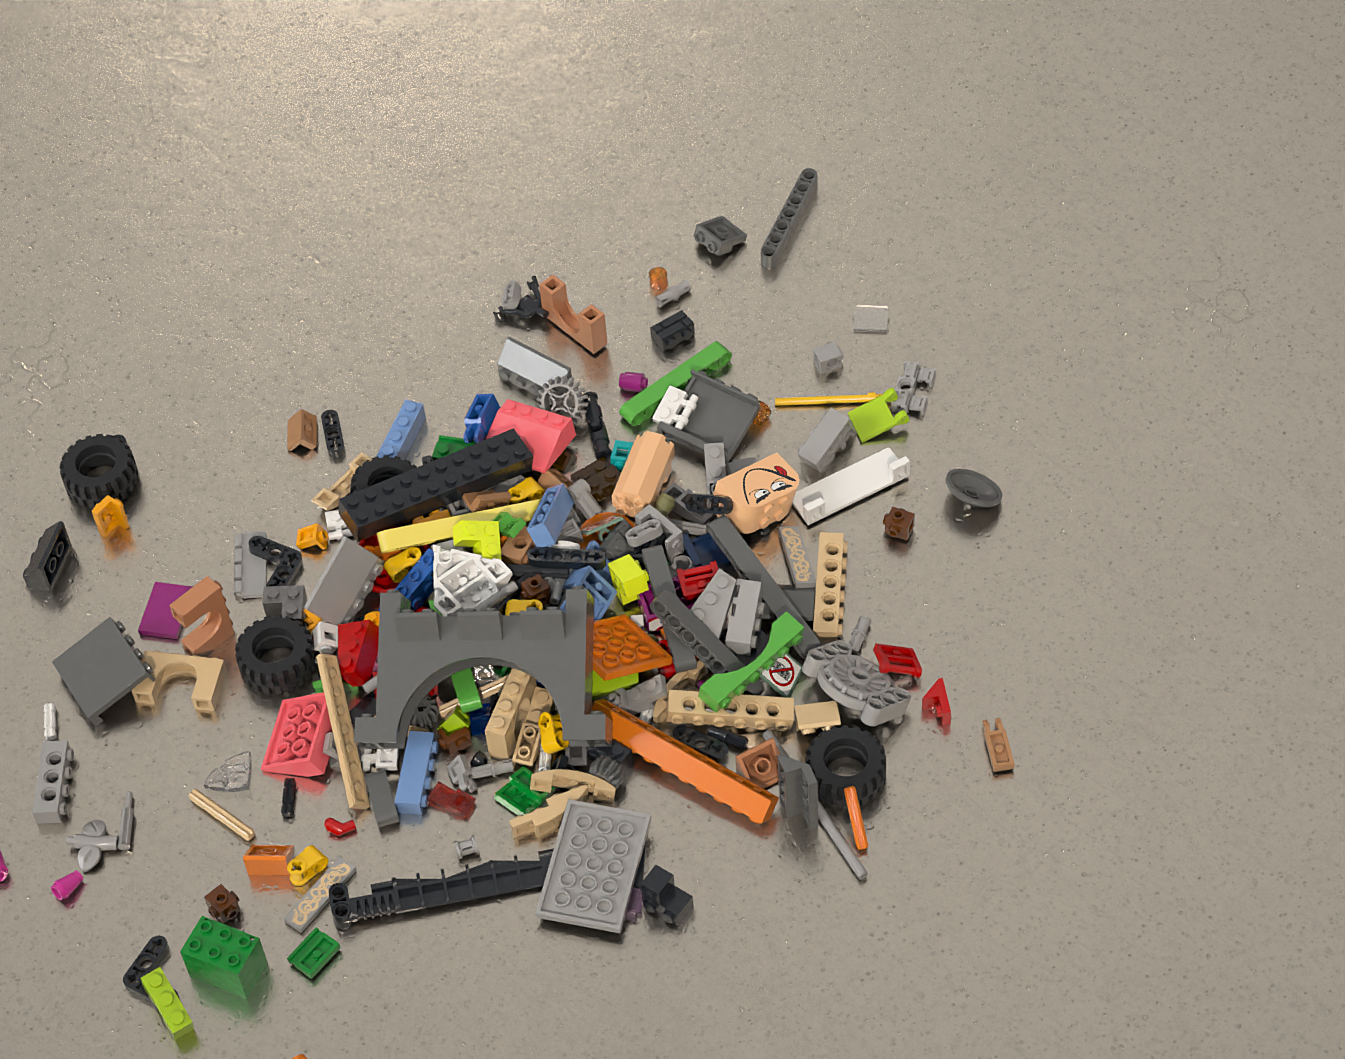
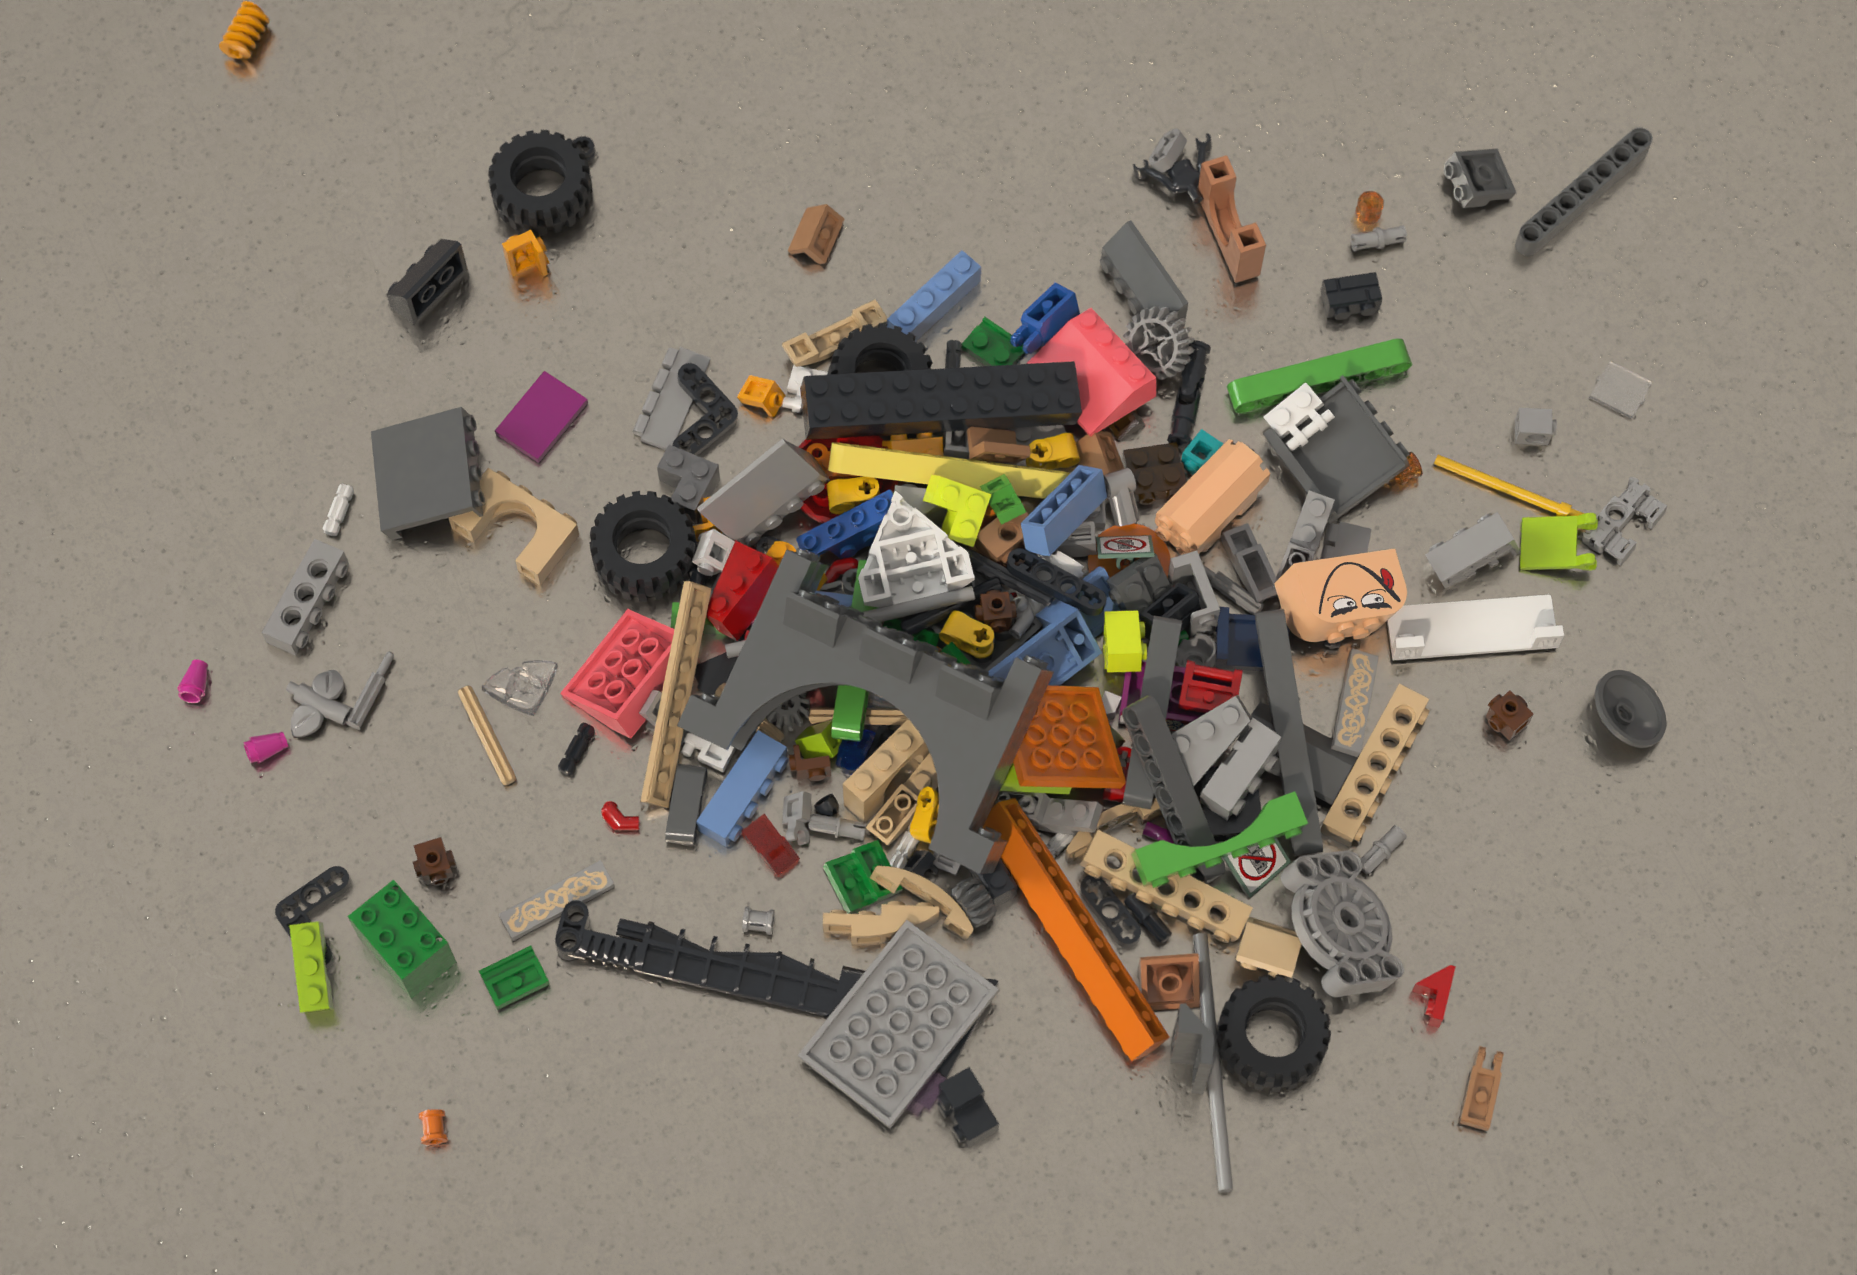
camera: 20 degrees right, 15 degrees up
(216, 627) = (572, 461): nougat arch -> none
(268, 859) = (517, 823): orange slope -> none
(308, 863) = (559, 852): yellow piece -> none
(335, 439) = (856, 264): black beam -> none
(633, 381) = (1265, 349): magenta brick -> none
(644, 532) = (1171, 588): light grey beam -> none
(664, 504) = (1217, 554): olive cone -> none
(715, 500) = (1282, 585): black beam -> none
(856, 817) = (1251, 1112): orange axle -> none
(897, 660) = (1414, 905): red plate -> none

